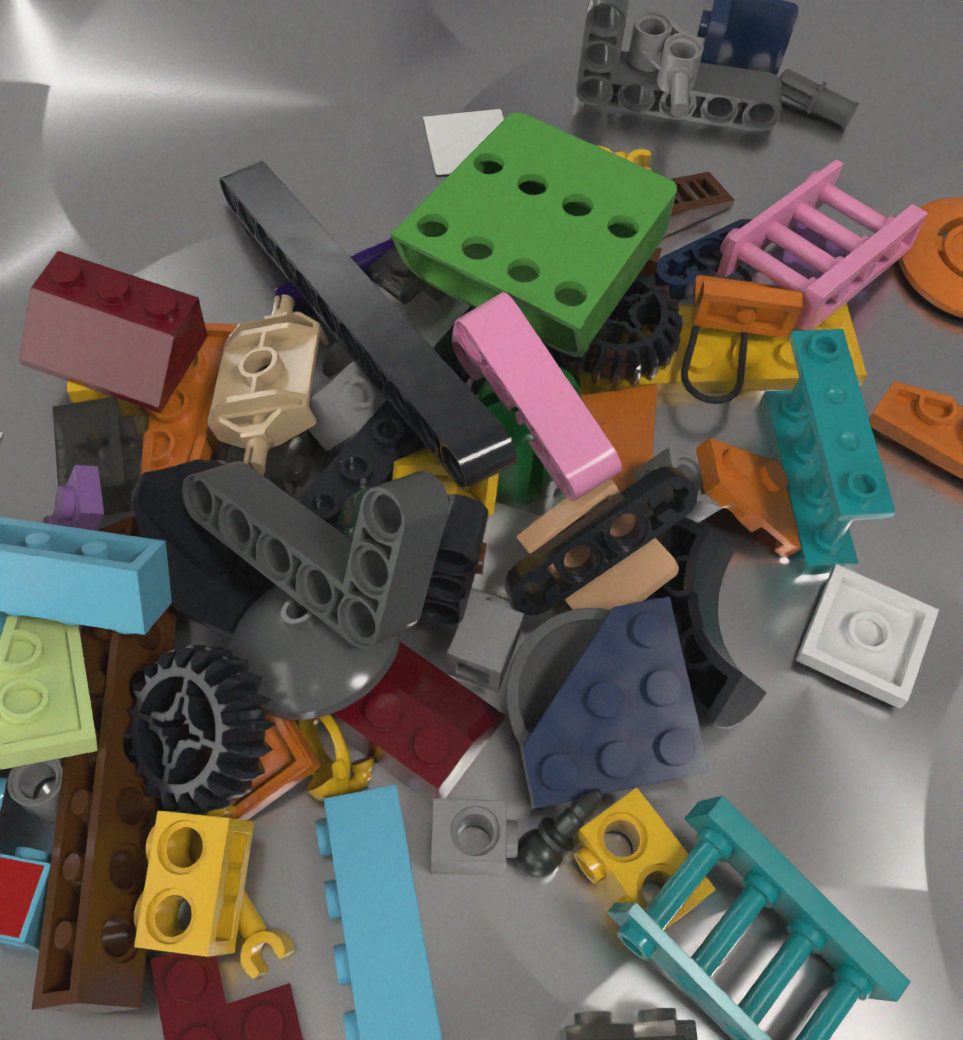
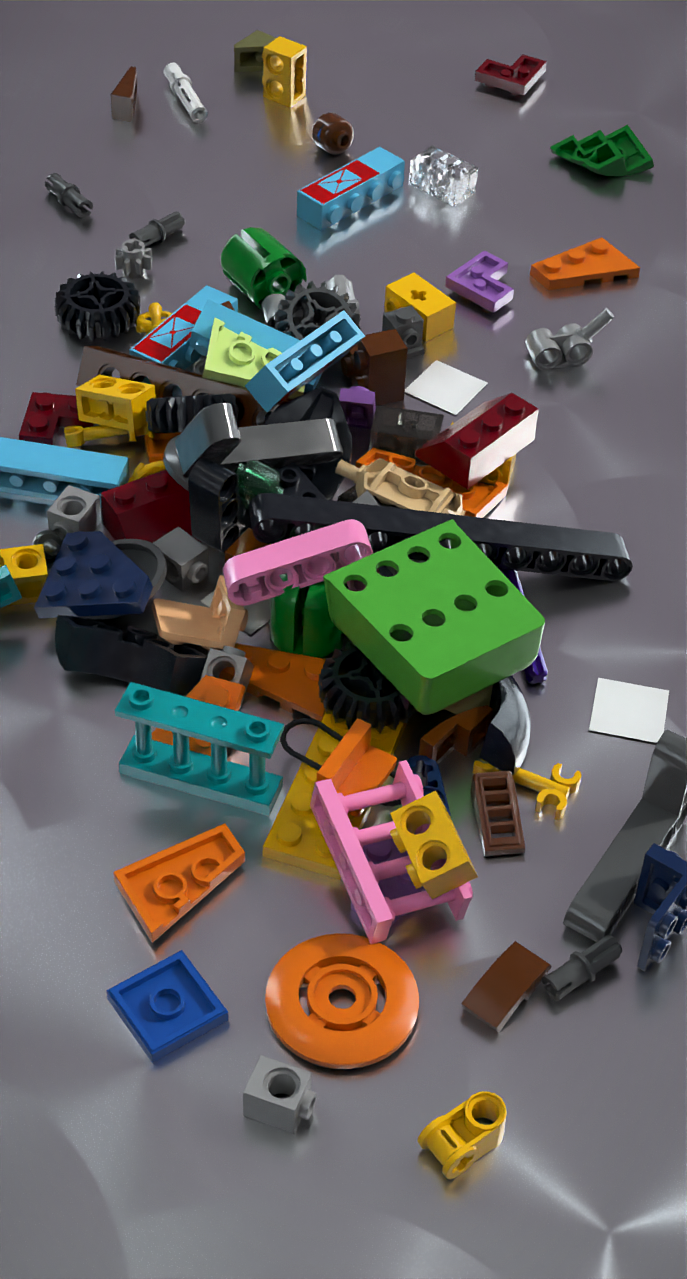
camera: 115 degrees right, 15 degrees down
(604, 548) = (203, 608): black beam -> none
(666, 47) = (633, 826): light grey beam -> none
(825, 179) = (436, 843): none -> yellow brick
(863, 138) = (505, 985): none -> reddish brown slope
(868, 636) = (67, 742): white plate -> none

